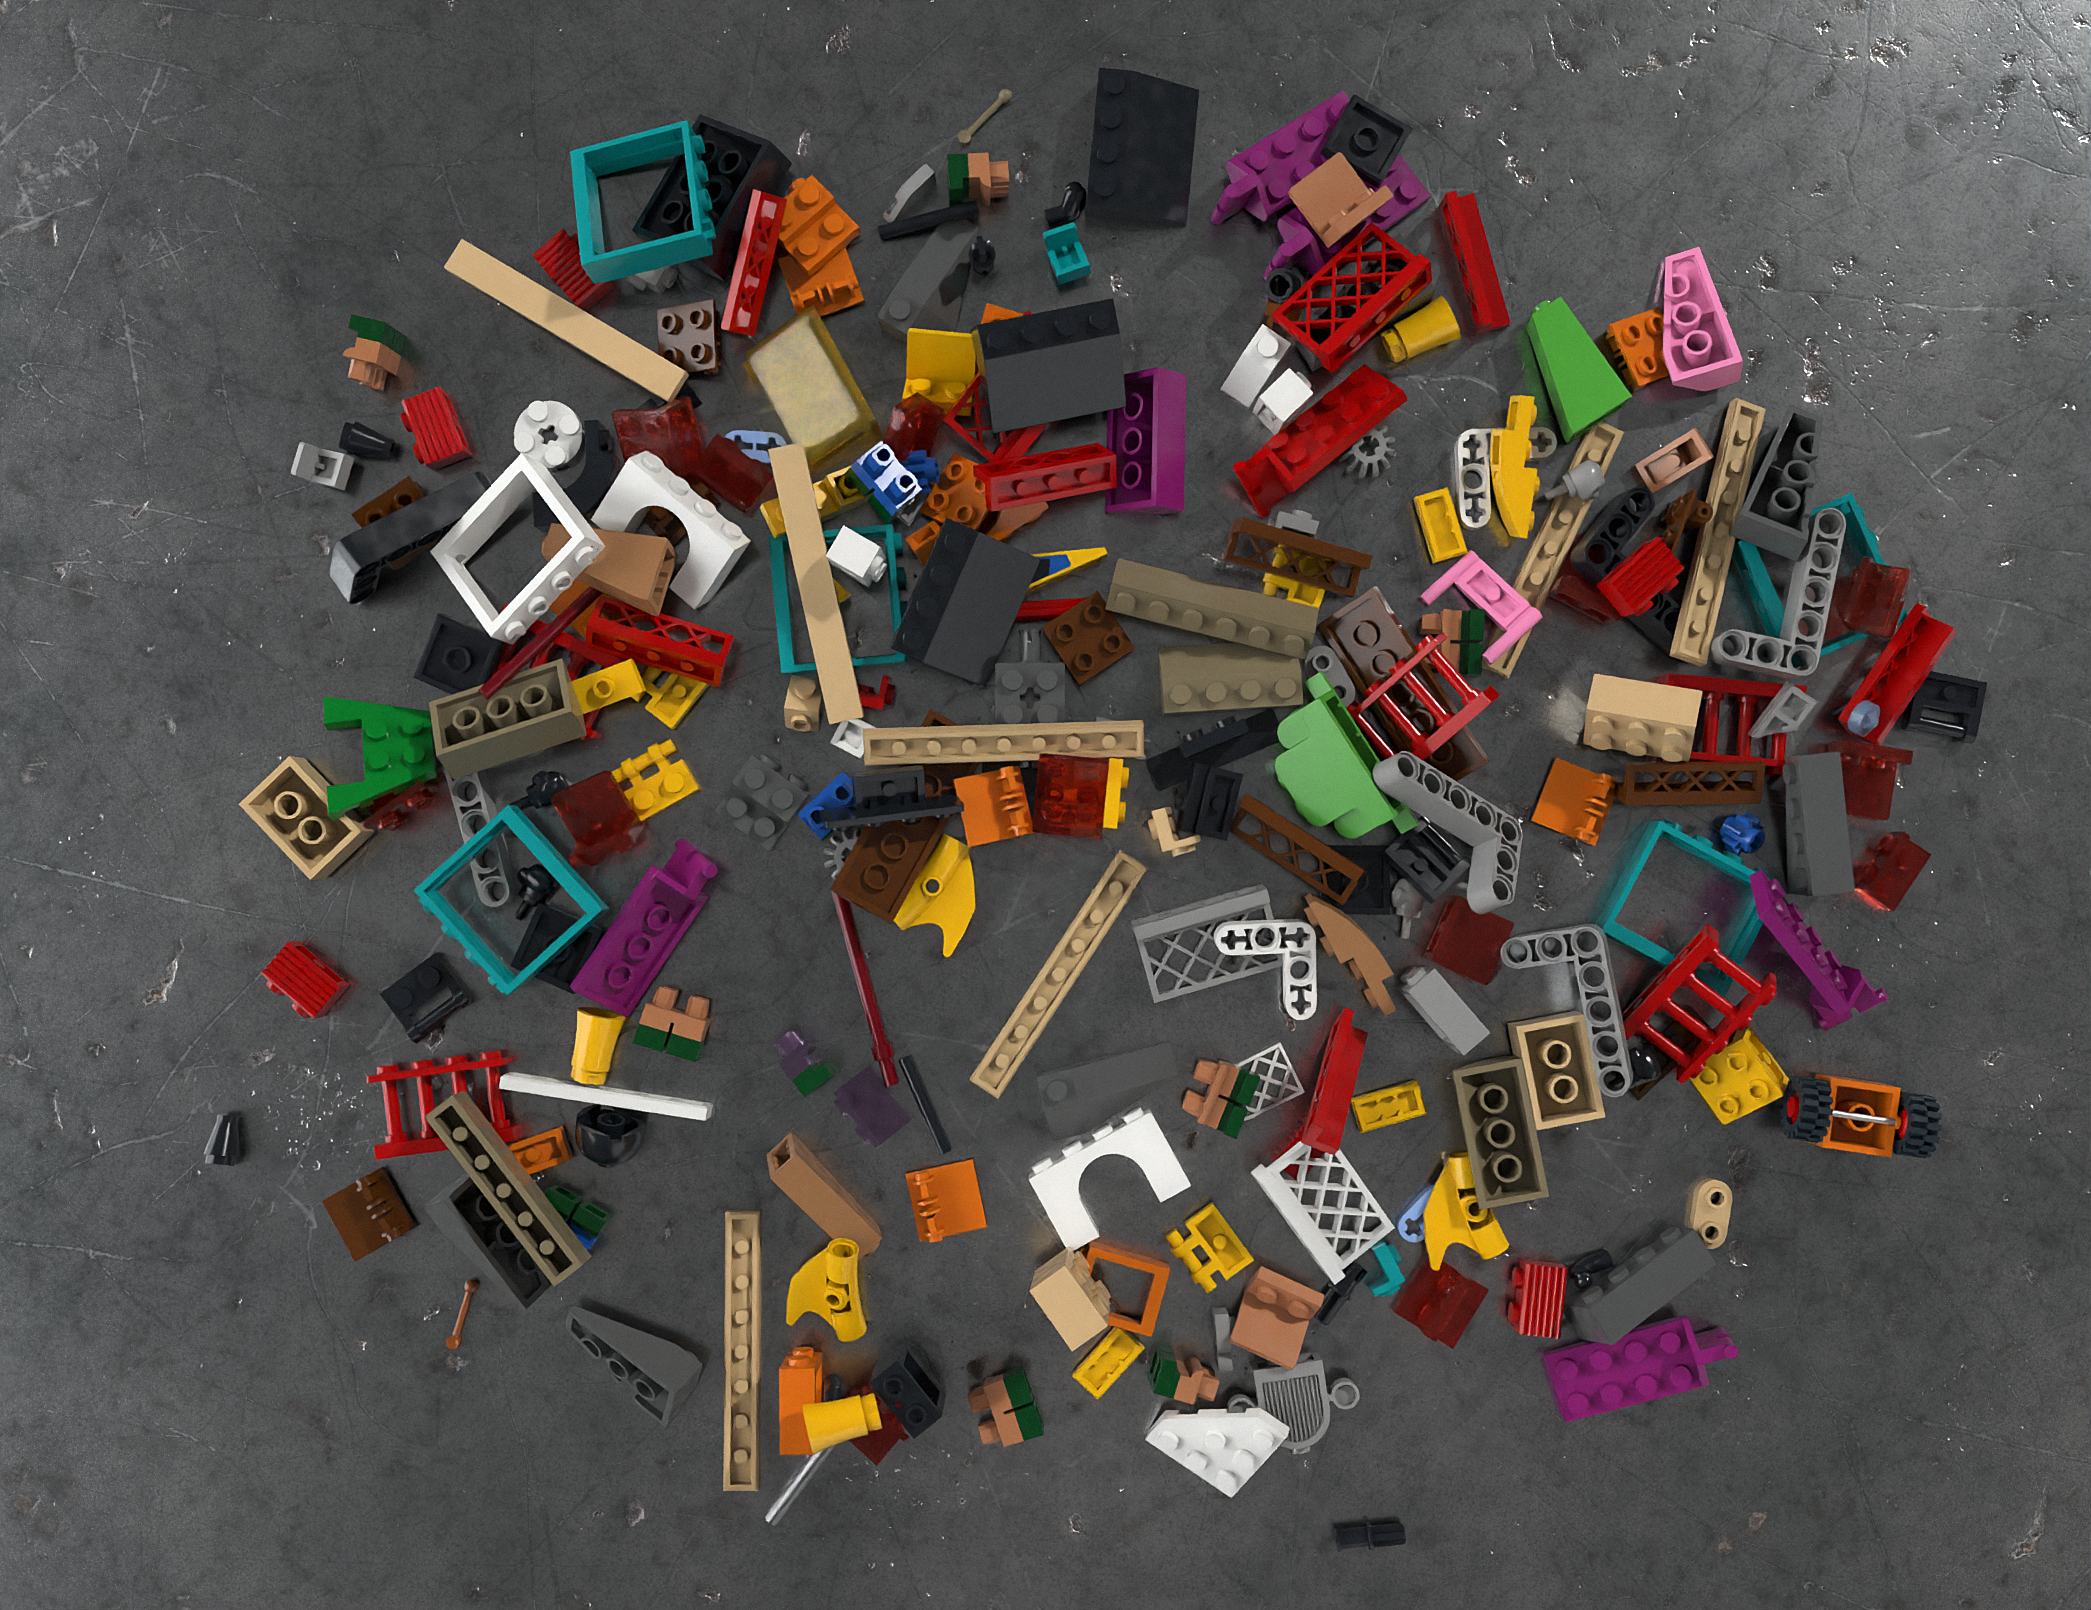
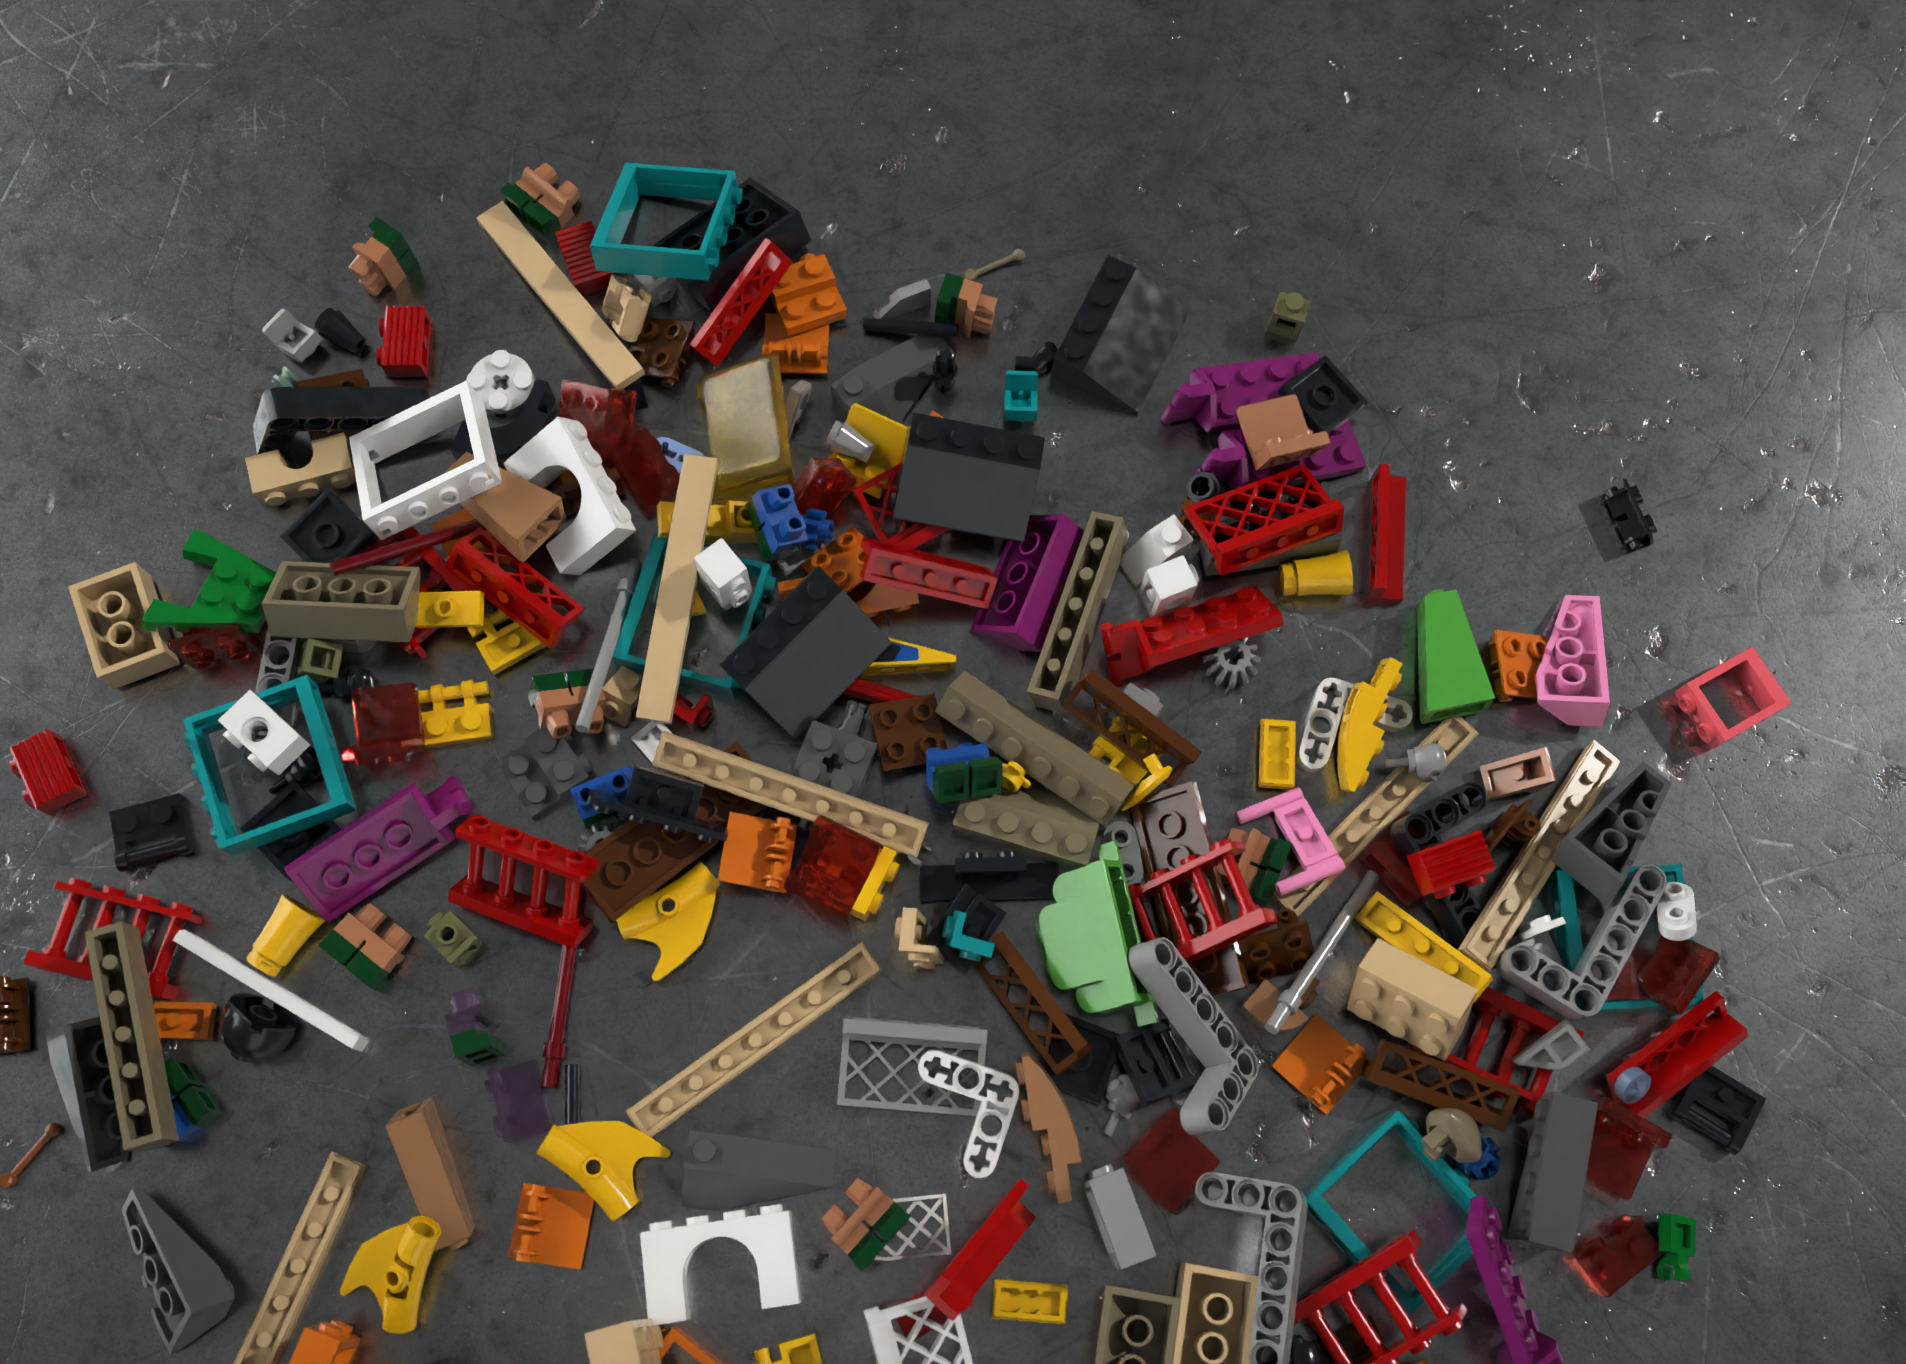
camera: 15 degrees right, 15 degrees down
(340, 515) = (286, 379): none -> sand green bush
(424, 586) = (275, 482): none -> tan arch
(474, 874) = (251, 716): none -> white brick
(501, 227) = (540, 203): none -> hips
(507, 782) = (319, 660): none -> olive brick
(639, 310) = (626, 308): none -> tan cylinder
(758, 731) = (560, 701): none -> nougat hips
(760, 988) = (461, 946): none -> olive brick
(764, 601) = (625, 593): none -> light grey bar
(793, 940) = (515, 908): none -> red fence
(849, 344) = (796, 403): none -> light grey tile
(917, 370) = (849, 442): none -> light grey cone
(968, 1114) = (616, 1149): none -> yellow pin
(1155, 660) = (962, 772): none -> dark green hips
(1200, 645) = (1013, 777): none -> yellow plate
(1205, 456) = (1078, 611): none -> dark tan brick
(1222, 819) = (970, 947): none -> teal bracket
(1300, 55) = (1290, 308): none -> olive brick
(1331, 605) = (1159, 775): none -> yellow bar
(1513, 711) = (1278, 949): none -> reddish brown hinge
(1524, 770) = (1262, 1003): none -> medium nougat brick
(1532, 760) = (1290, 999): none -> light grey bar
(1632, 660) = (1409, 935): none -> yellow plate
(1715, 157) = (1627, 502): none -> black hinge
(1716, 824) = (1452, 1133): none -> dark tan piece
(1737, 613) = (1537, 936): none -> white bracket
(1862, 544) = (1677, 912): none -> white plate
(1873, 277) = (1757, 682): none -> coral window
(1940, 841) = (1678, 1240): none -> green plate

